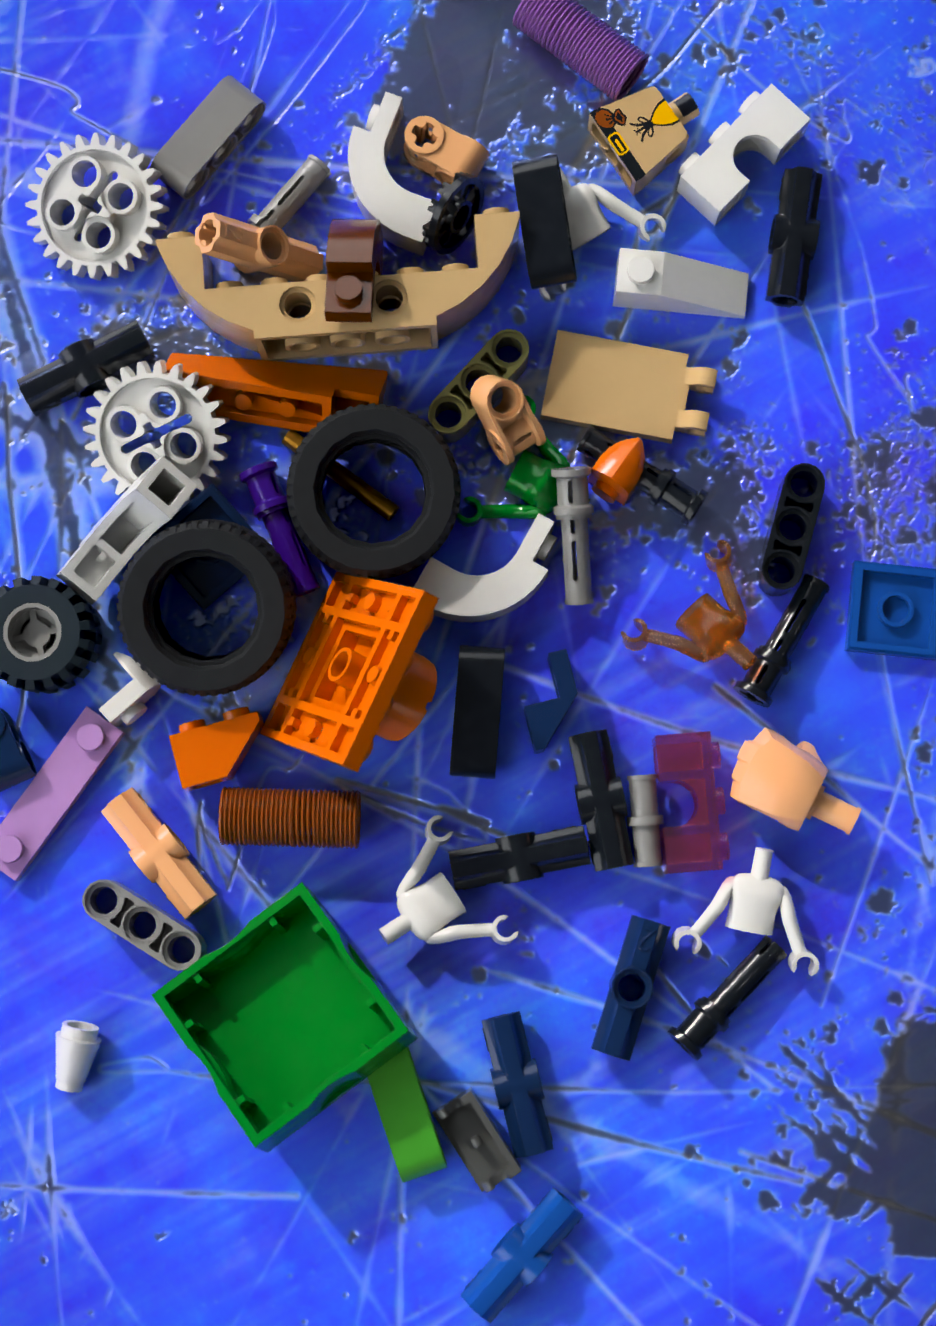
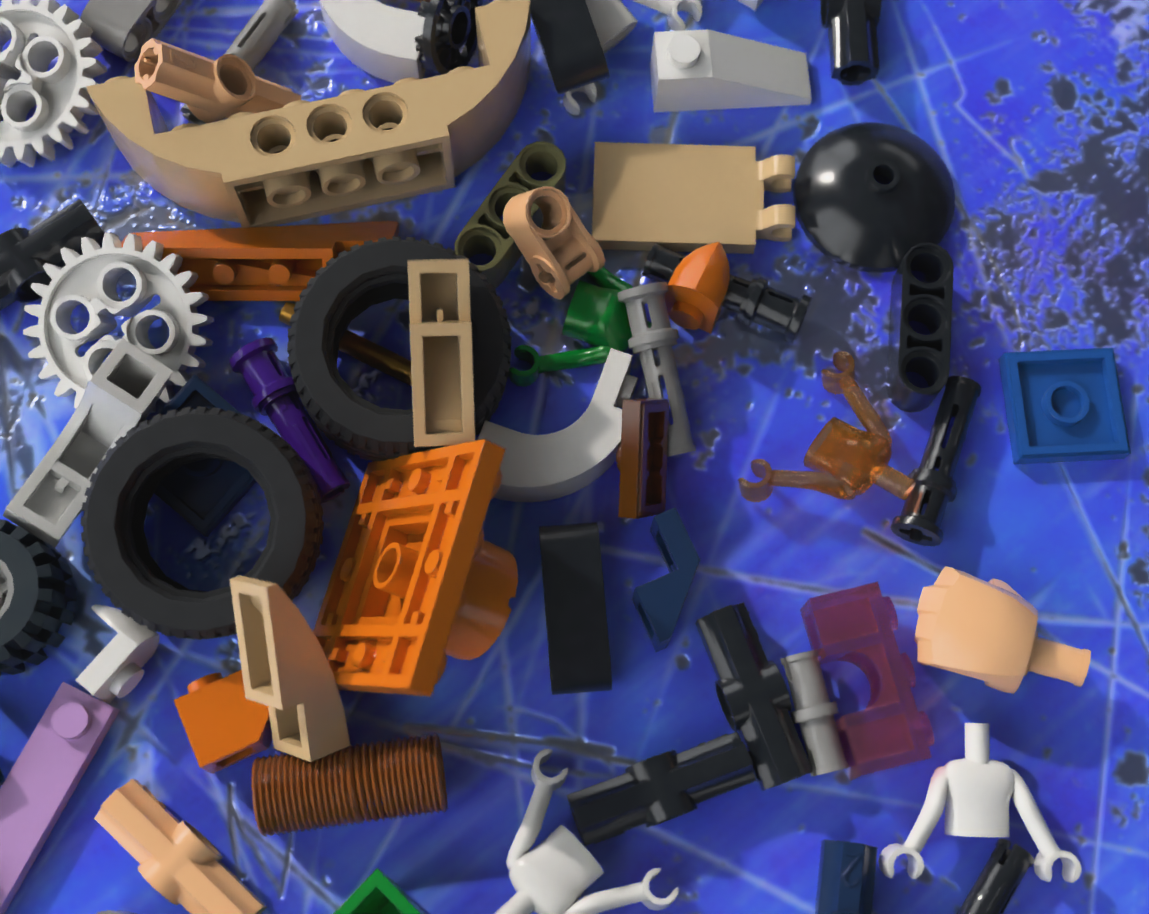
camera: 15 degrees left, 10 degrees down
(255, 731) = (287, 671): none -> tan slope
(351, 263) = (334, 83): reddish brown arch -> none
(403, 505) = (441, 352): none -> tan slope
(549, 604) = (643, 457): none -> reddish brown plate
(763, 432) = (865, 221): none -> black dish

